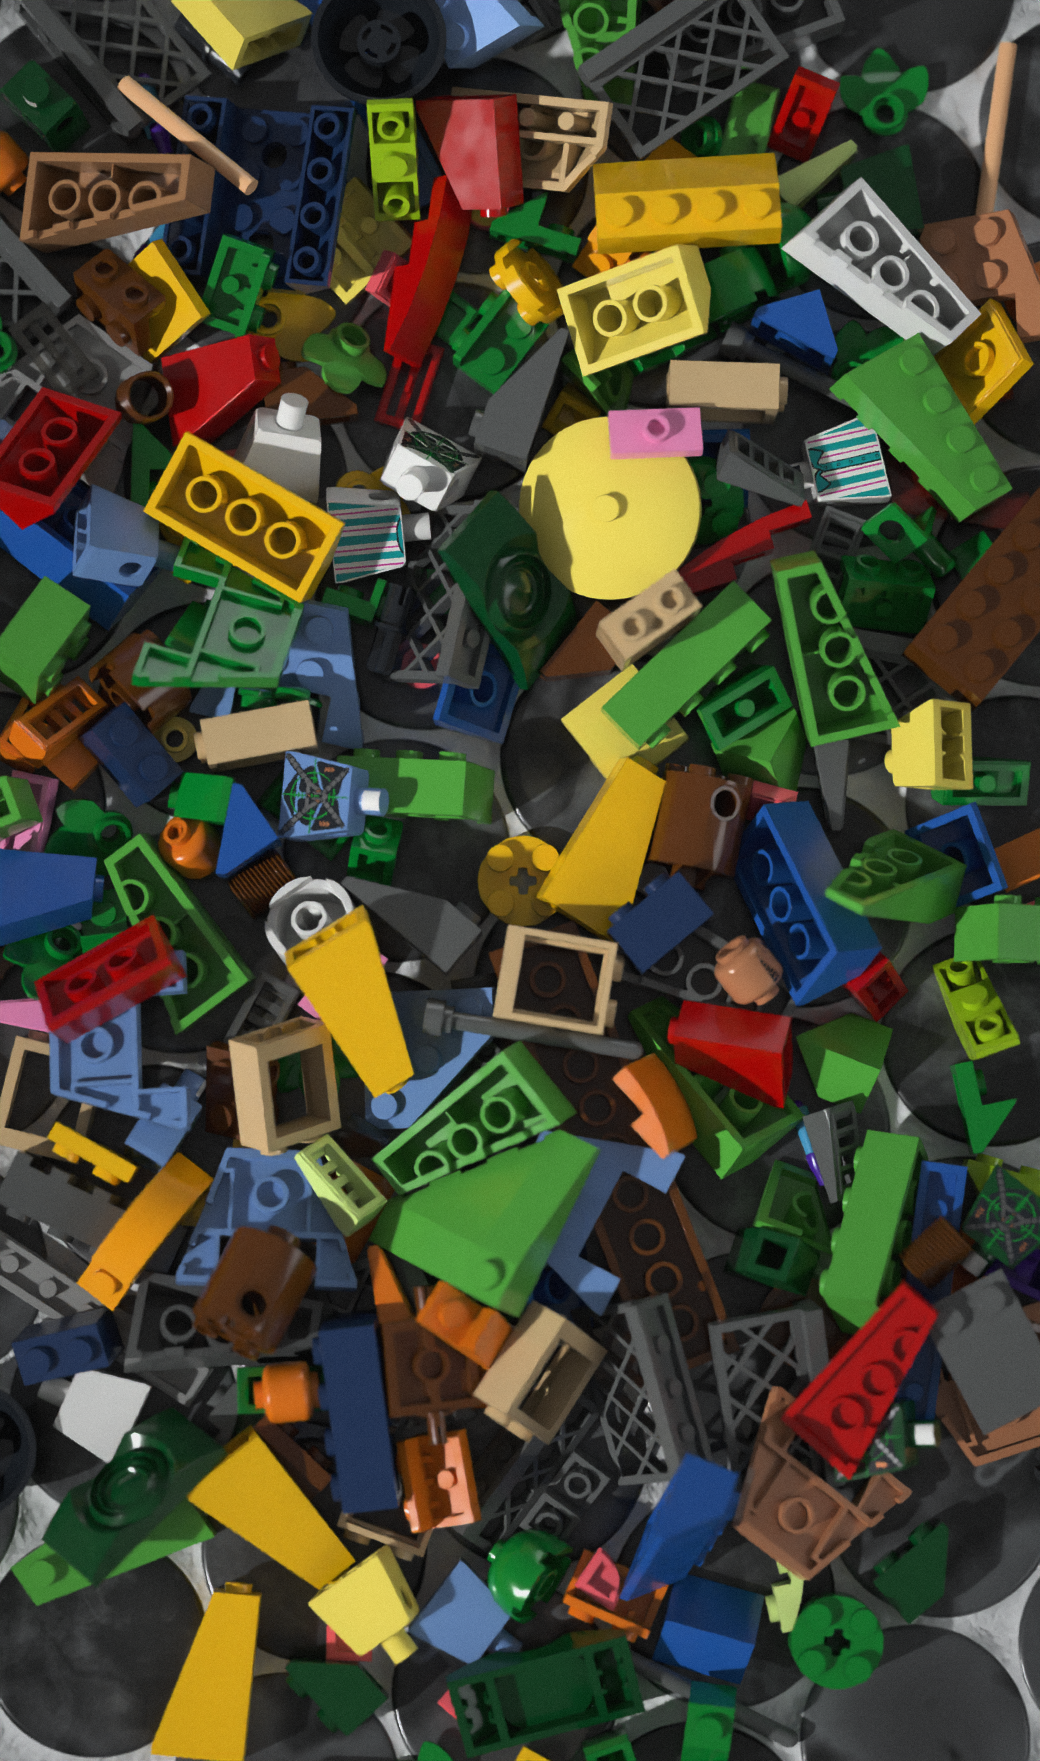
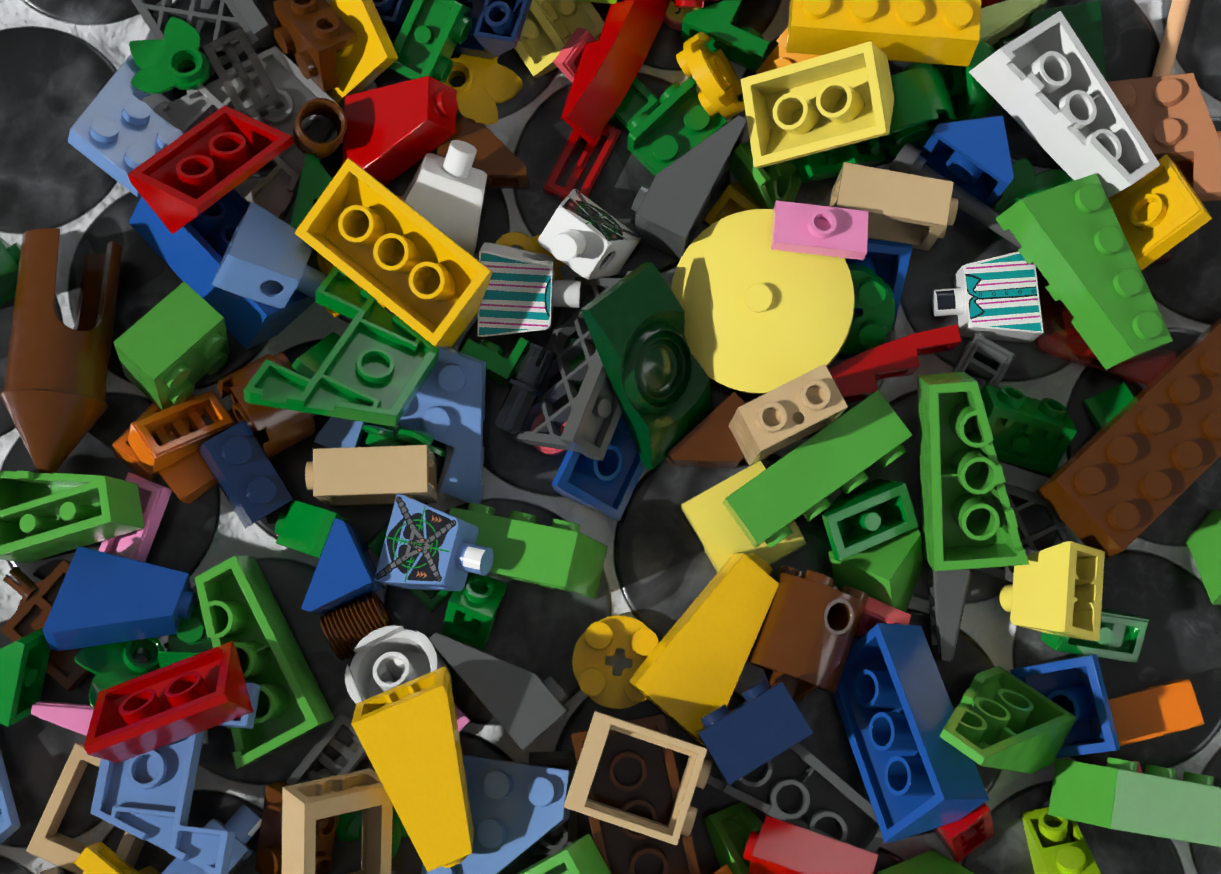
camera: 15 degrees right, 5 degrees down
(83, 830) = (186, 544): green plate -> none
(188, 746) = (281, 462): light yellow plate -> none
(190, 847) = (285, 575): orange head -> none
(344, 358) = (523, 123): bright green plate -> none
(443, 1018) = (513, 797): dark grey piece -> none
(748, 970) = (840, 798): nougat head -> none
(757, 470) = (908, 281): dark grey slope -> none
(913, 537) = (1057, 377): green bracket -> none

